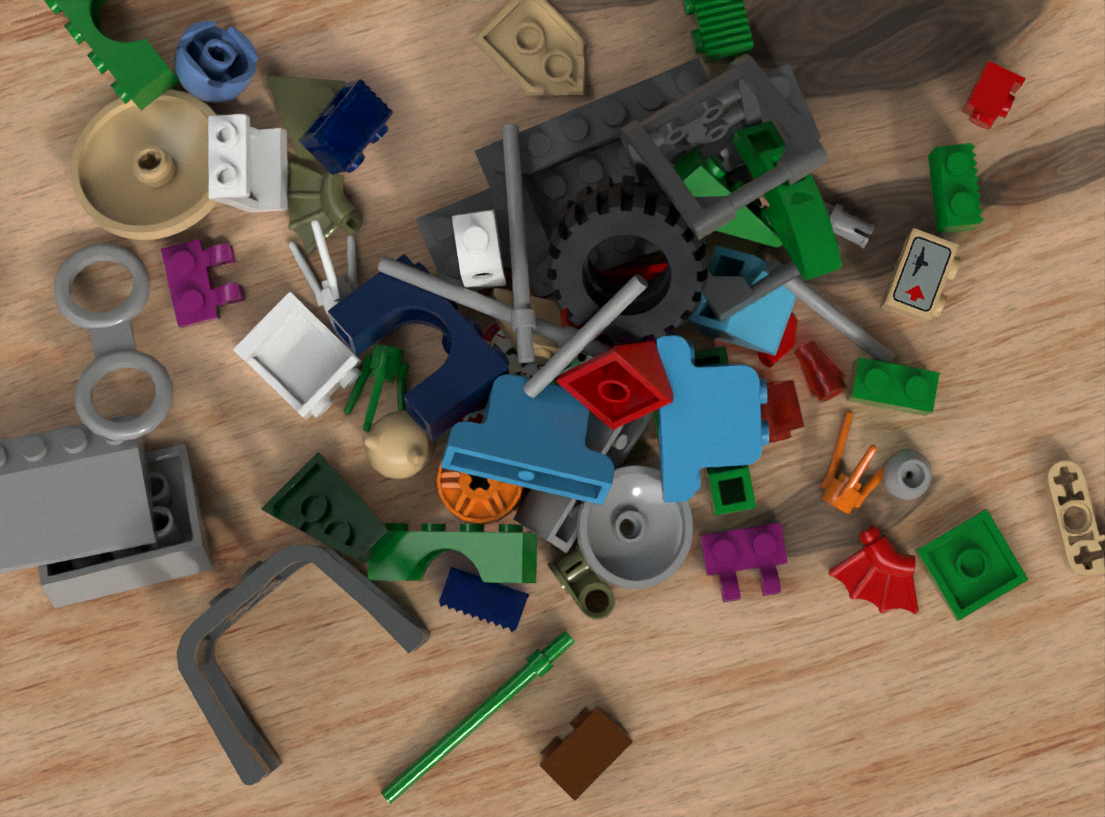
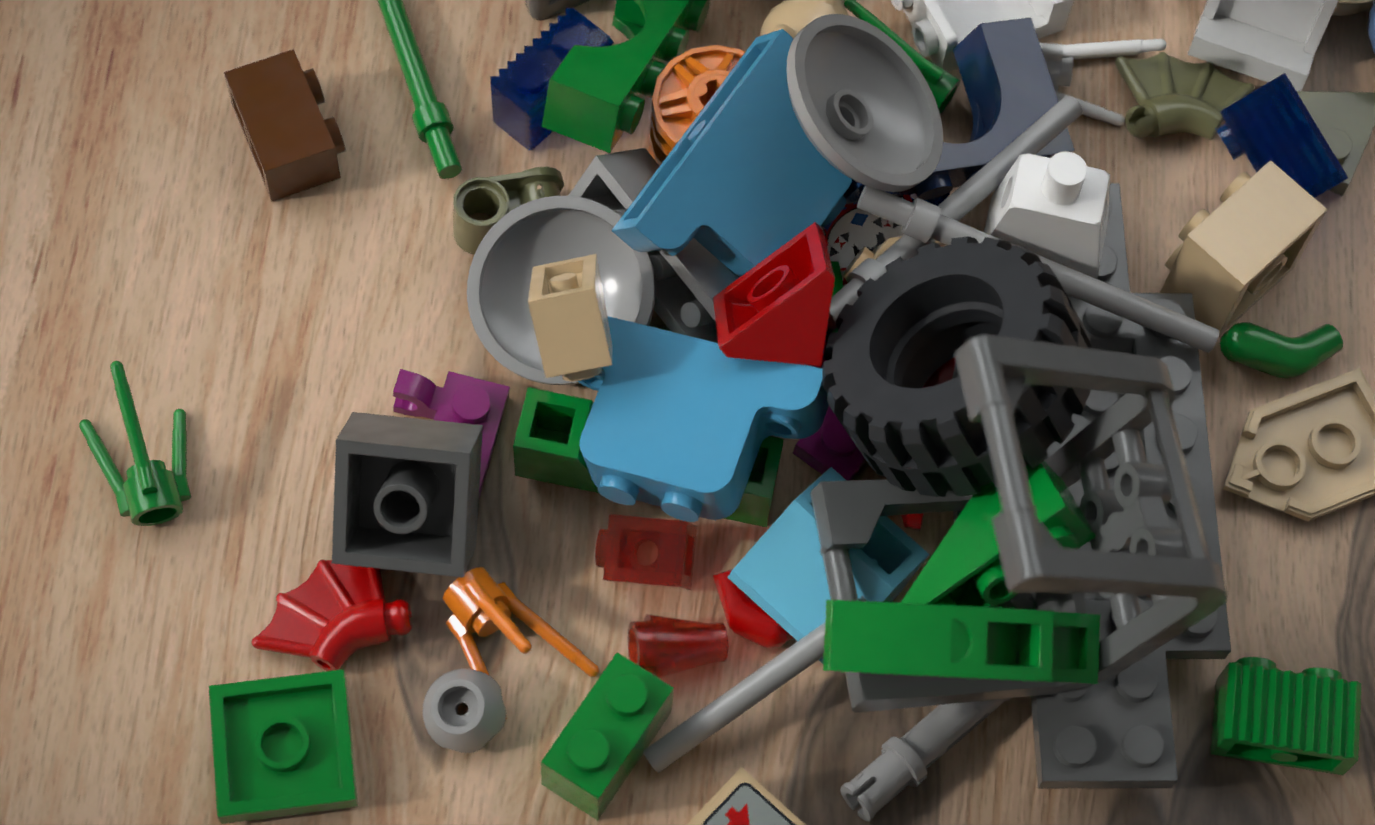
camera: 105 degrees right, 20 degrees down
(434, 130) = (1243, 245): none -> tan brick
(474, 377) = (864, 103): none -> light grey dish
(482, 86) = (1277, 353): none -> green arm
(585, 335) = (868, 267): light grey bar -> none
(680, 500) = (570, 318): none -> tan slope
(807, 557) = (406, 494): none -> dark grey brick
(855, 714) = (151, 491): none -> green plant

